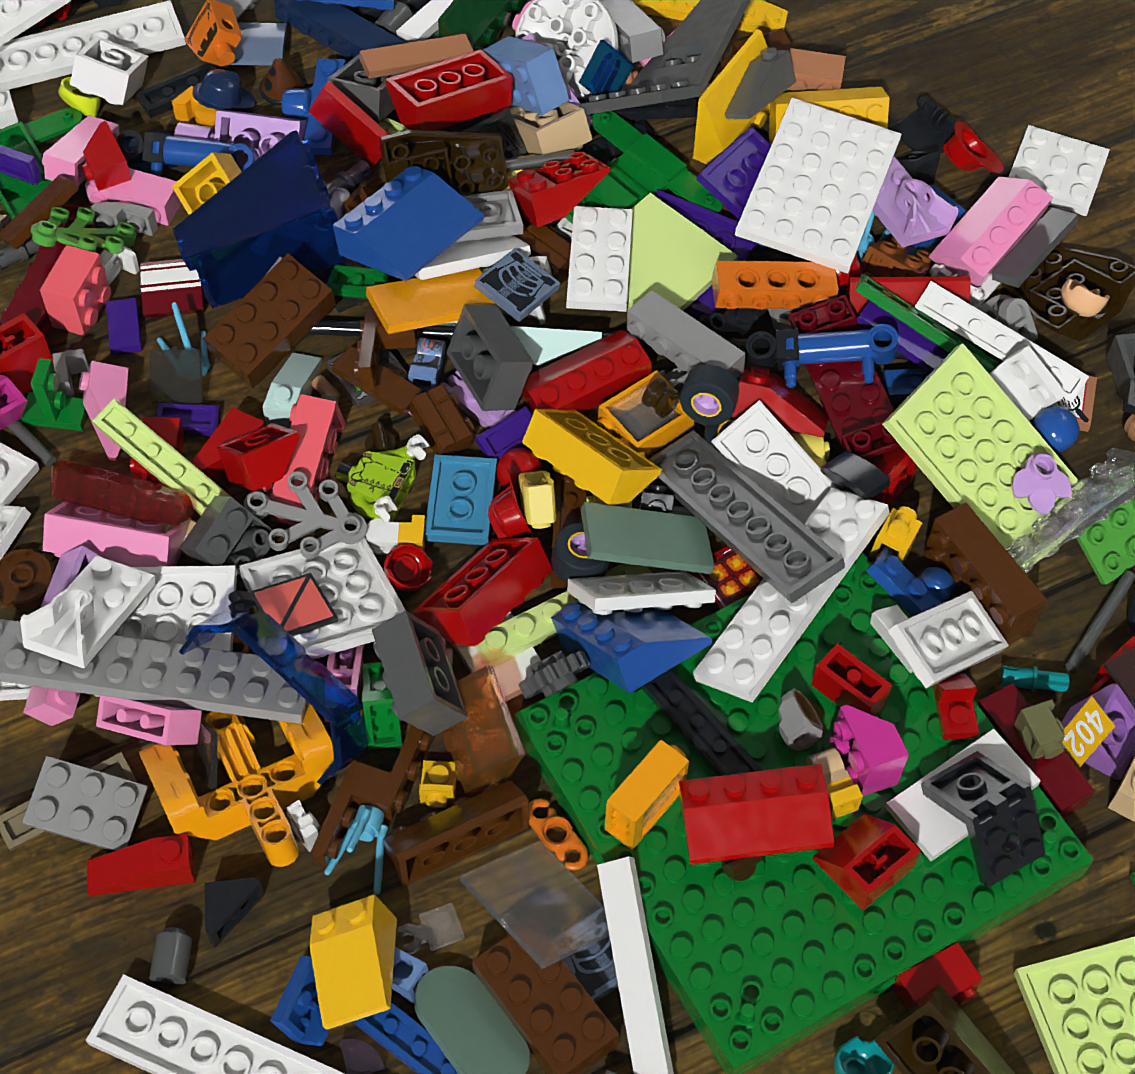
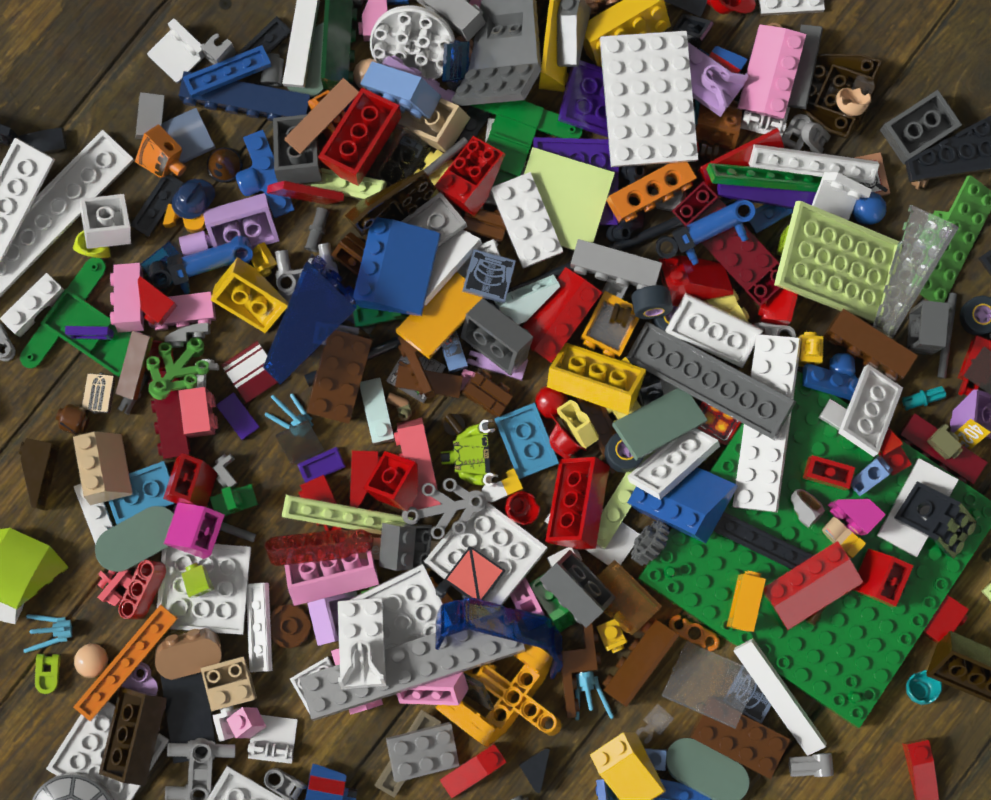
camera: 30 degrees left, 25 degrees up
(100, 387) = (265, 481): bright pink slope -> none
(303, 824) = (553, 701): white plate -> none
(504, 435) = (531, 379): dark purple tile -> none
(857, 474) = (768, 320): black slope -> none
(914, 713) = (871, 475): none -> medium blue leg
(1041, 487) = (881, 265): lavender plate -> none
(1078, 579) = (928, 327): none -> dark grey brick

